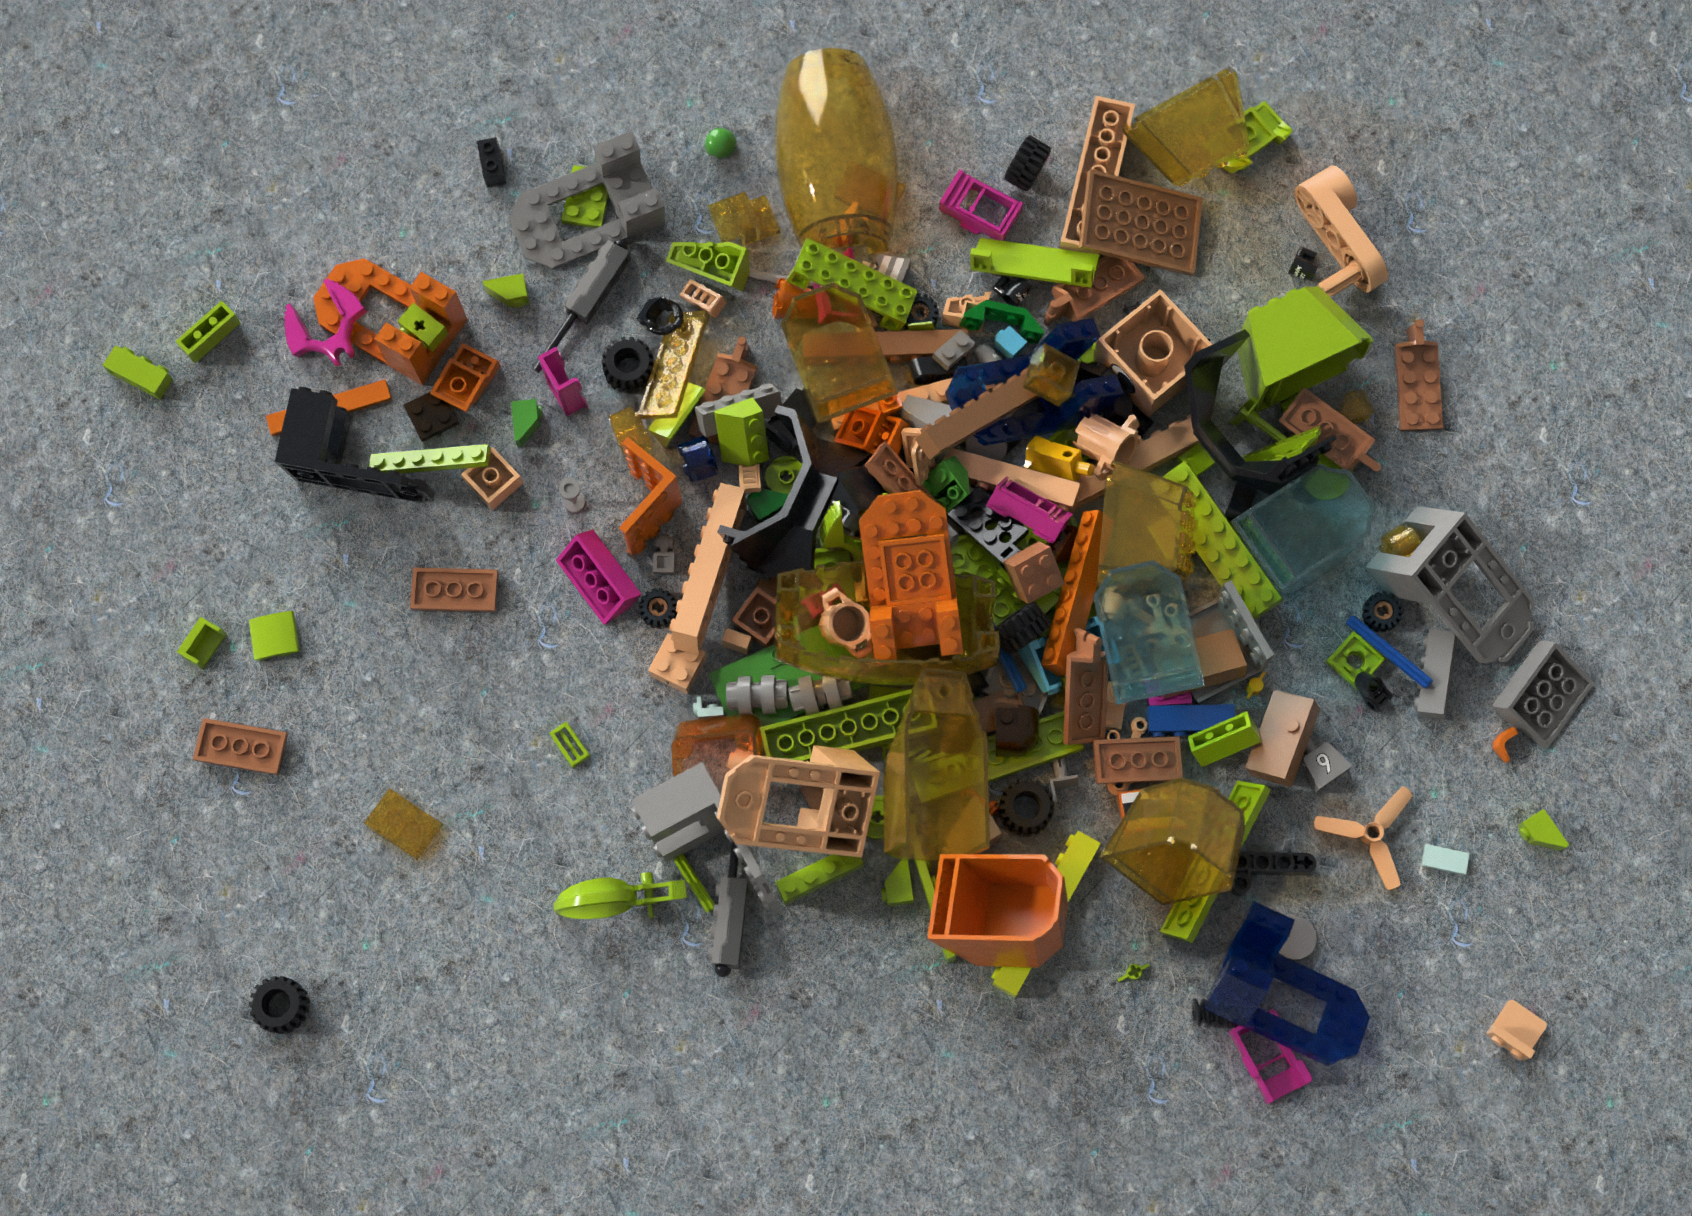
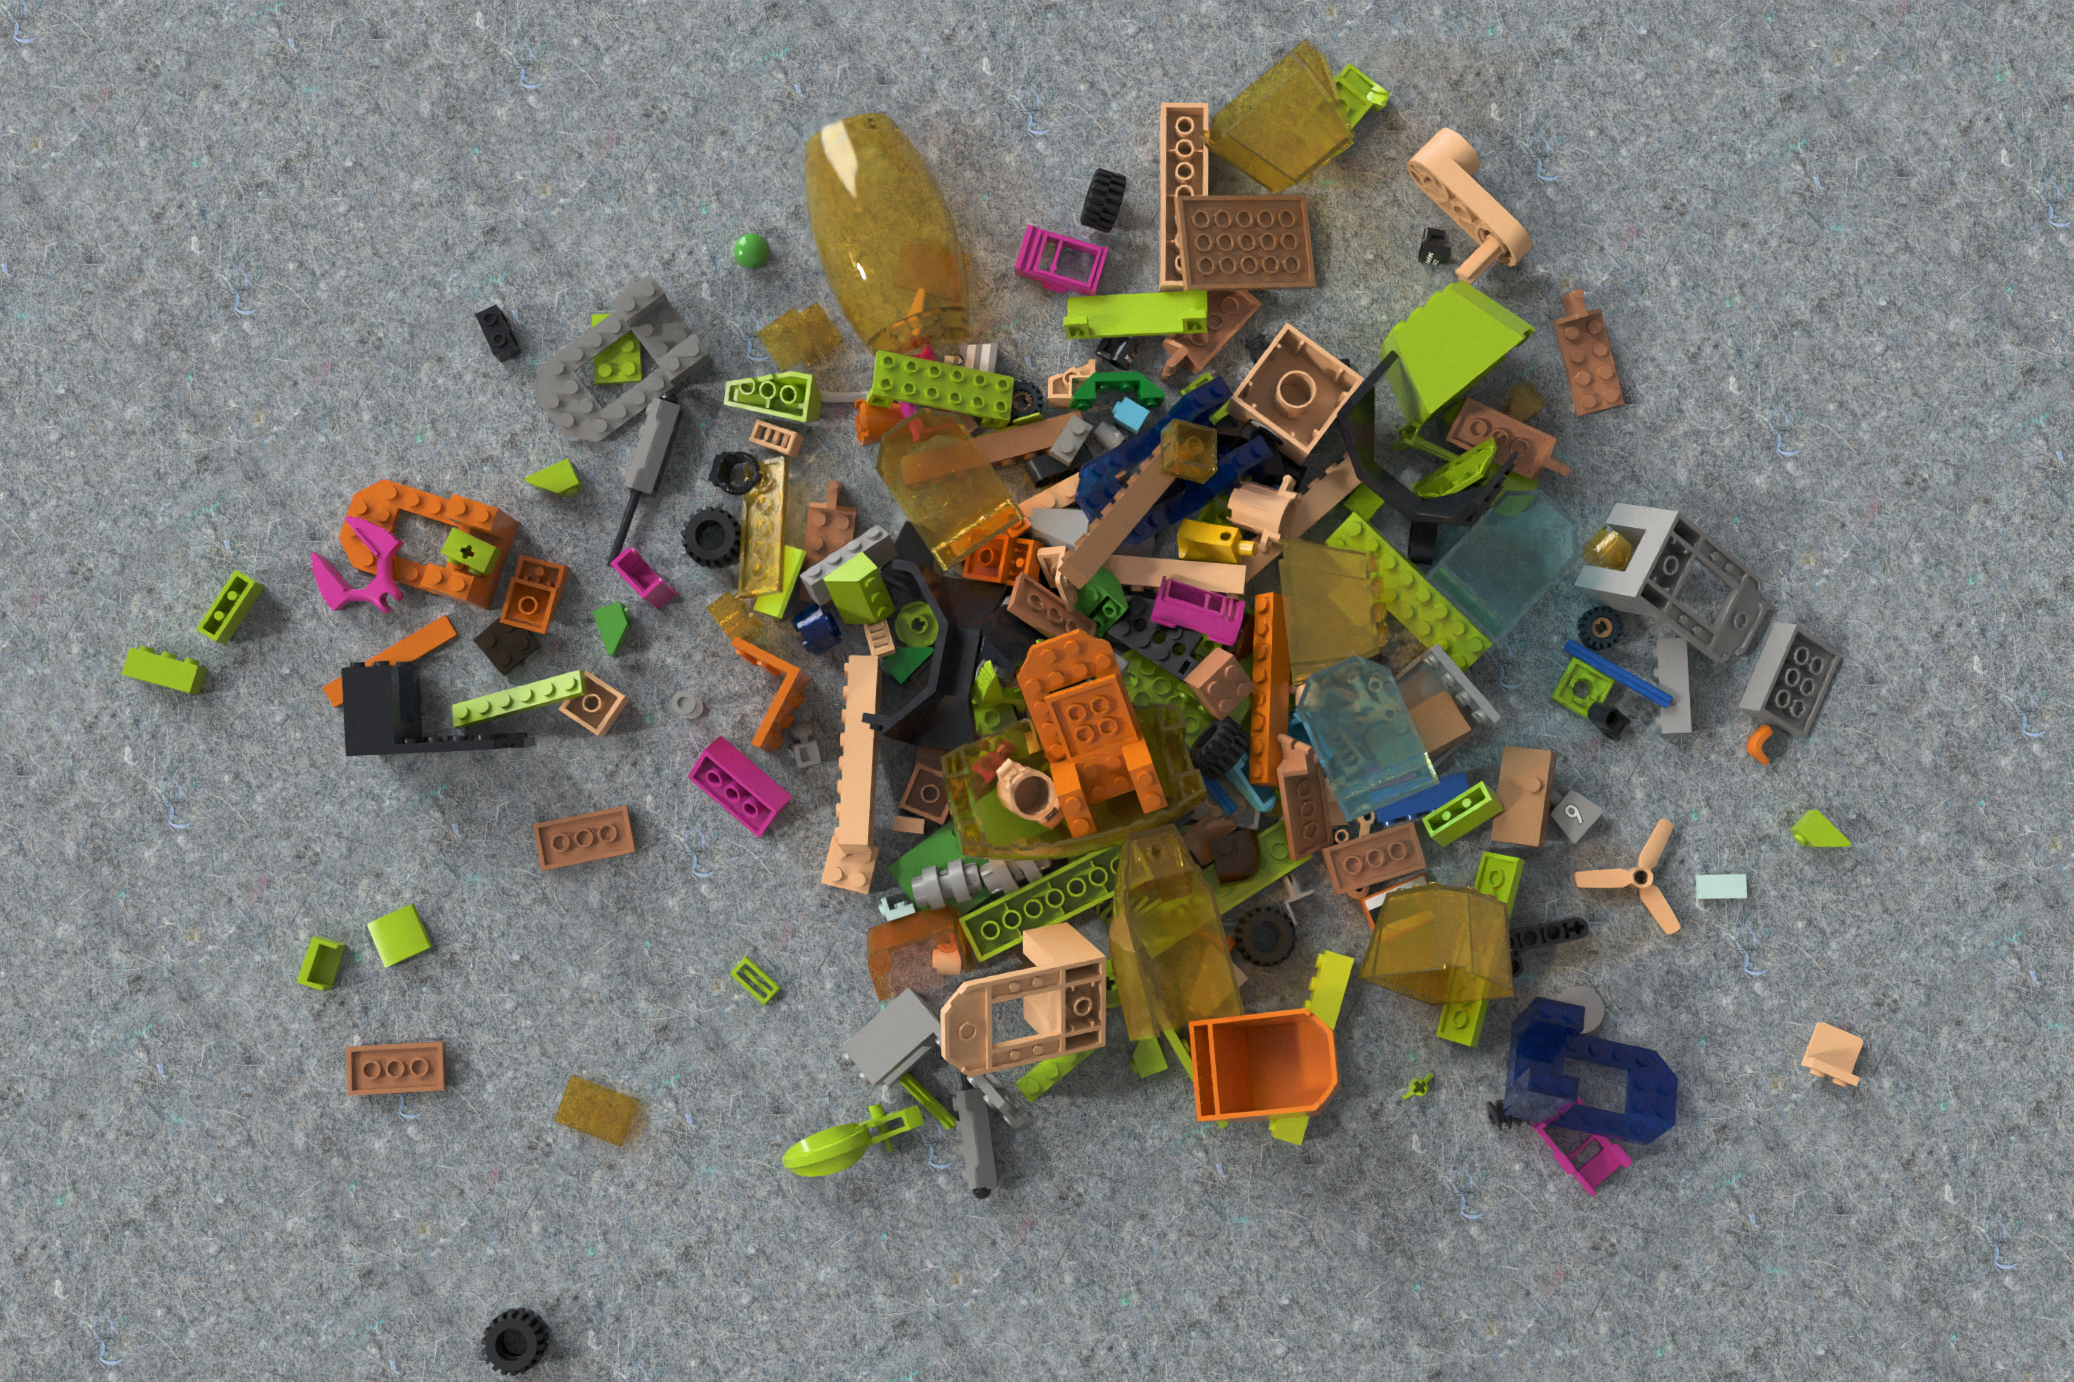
camera: 15 degrees left, 10 degrees up
(652, 617) = (814, 794): black bush -> none
(1255, 686) = (1480, 743): yellow piece -> none

